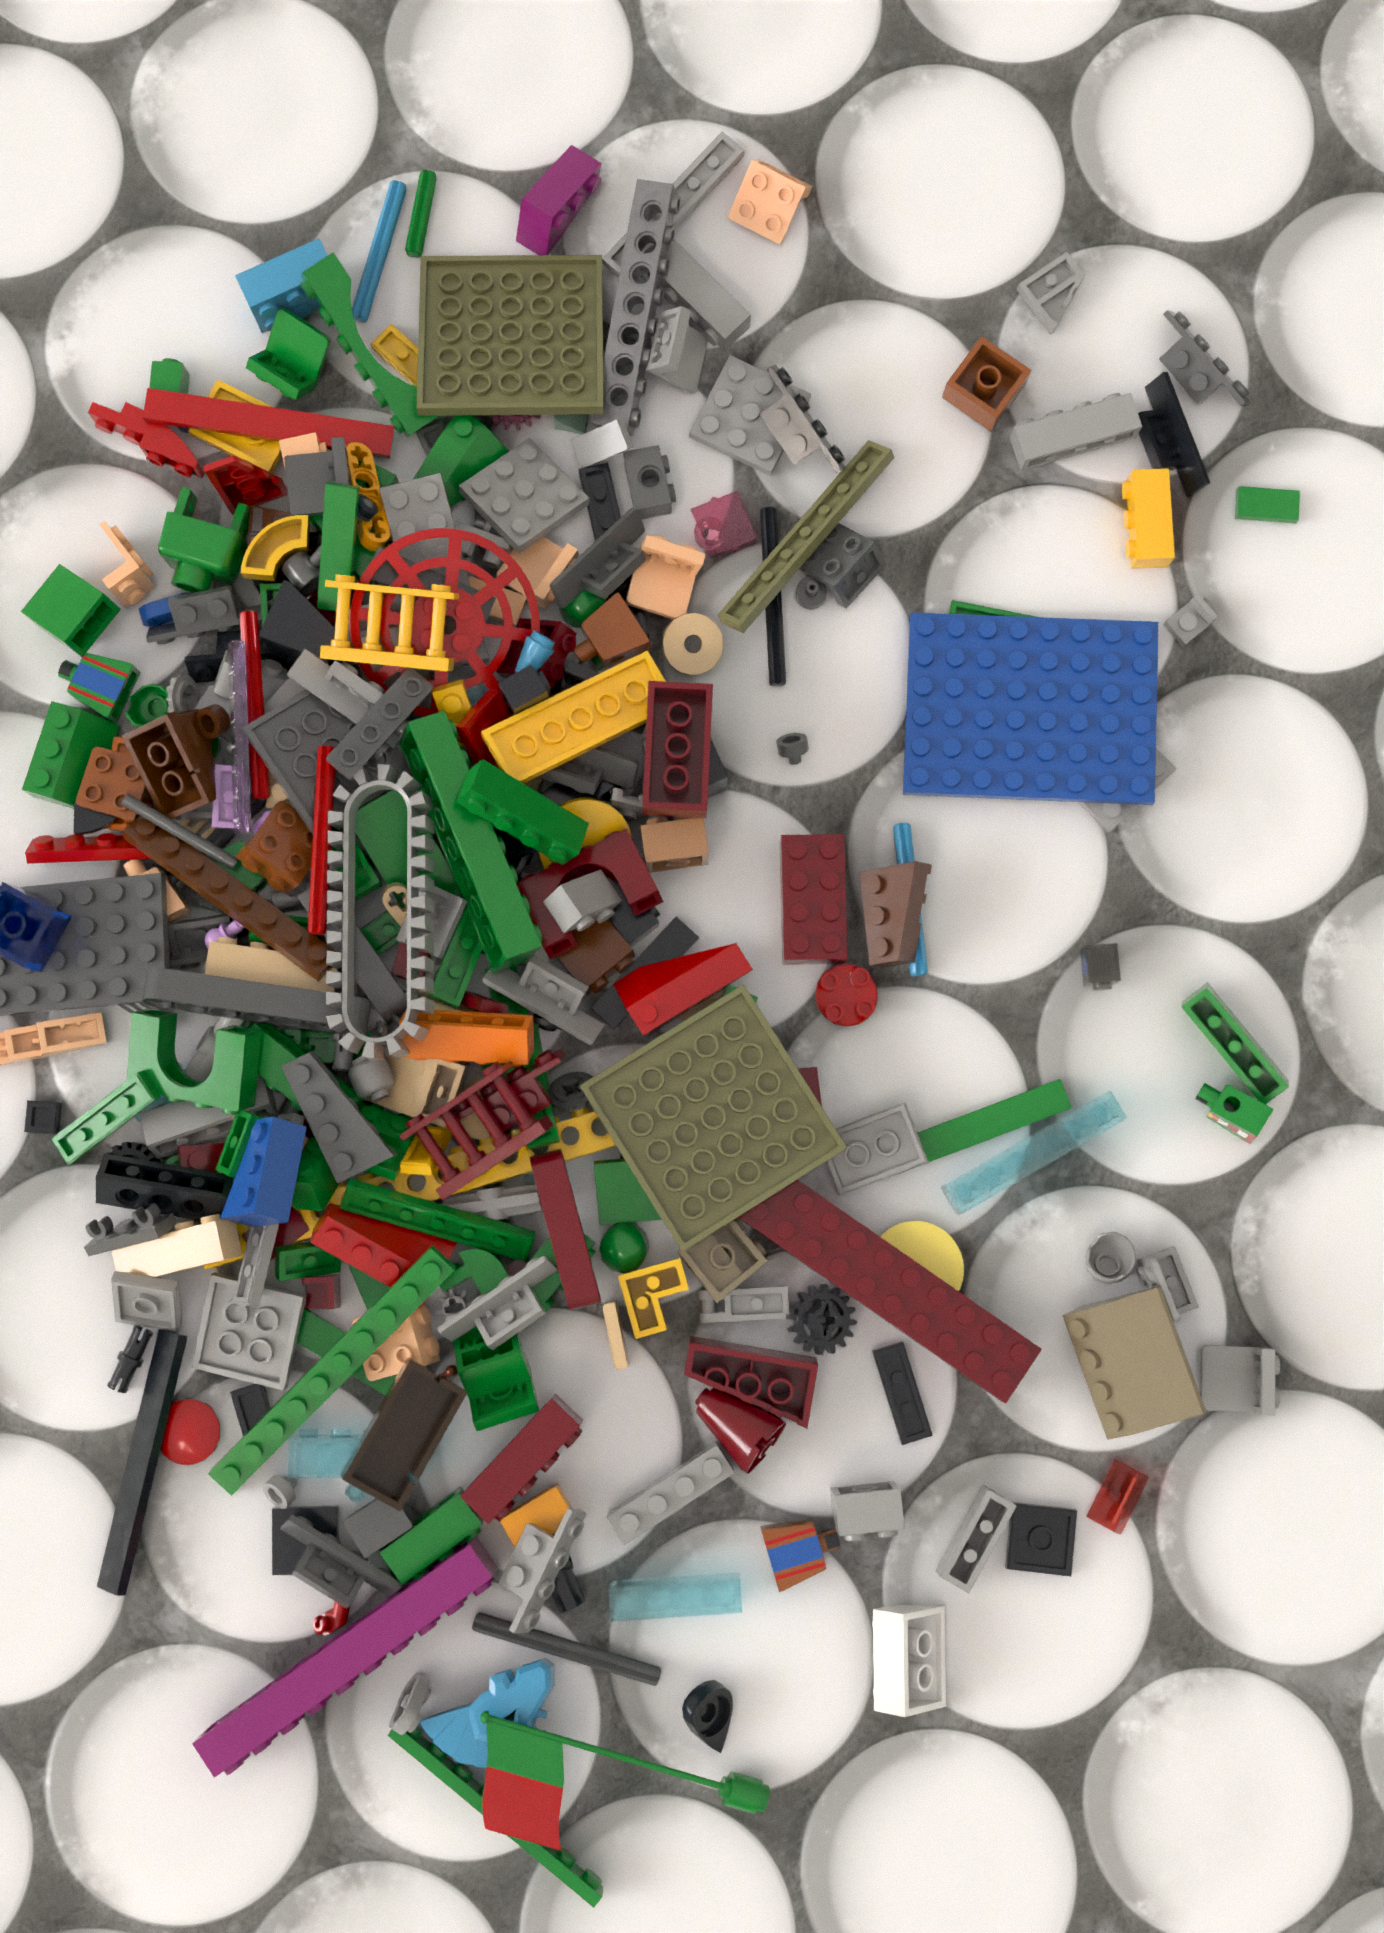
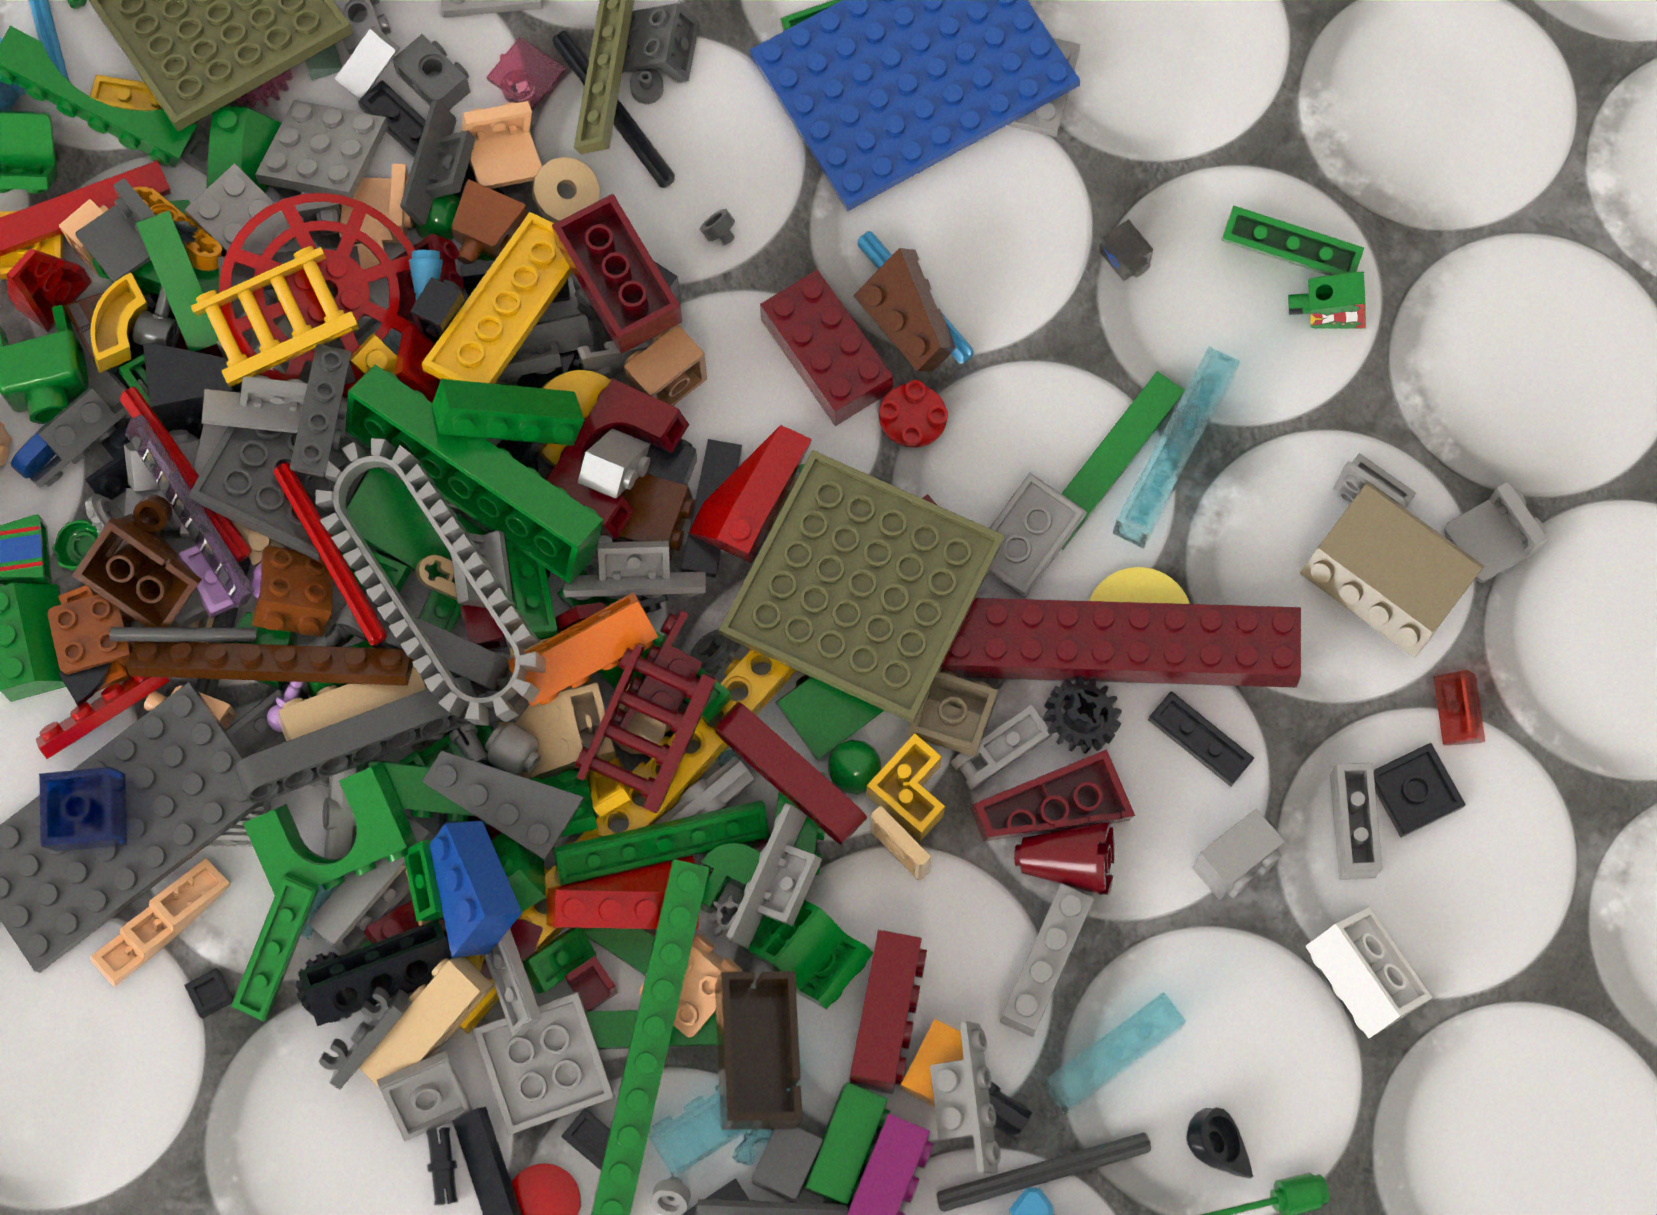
camera: 30 degrees left, 10 degrees down
(797, 1550) = (1199, 939): torso -> none
(1110, 1258) = (1308, 497): light grey hair -> none

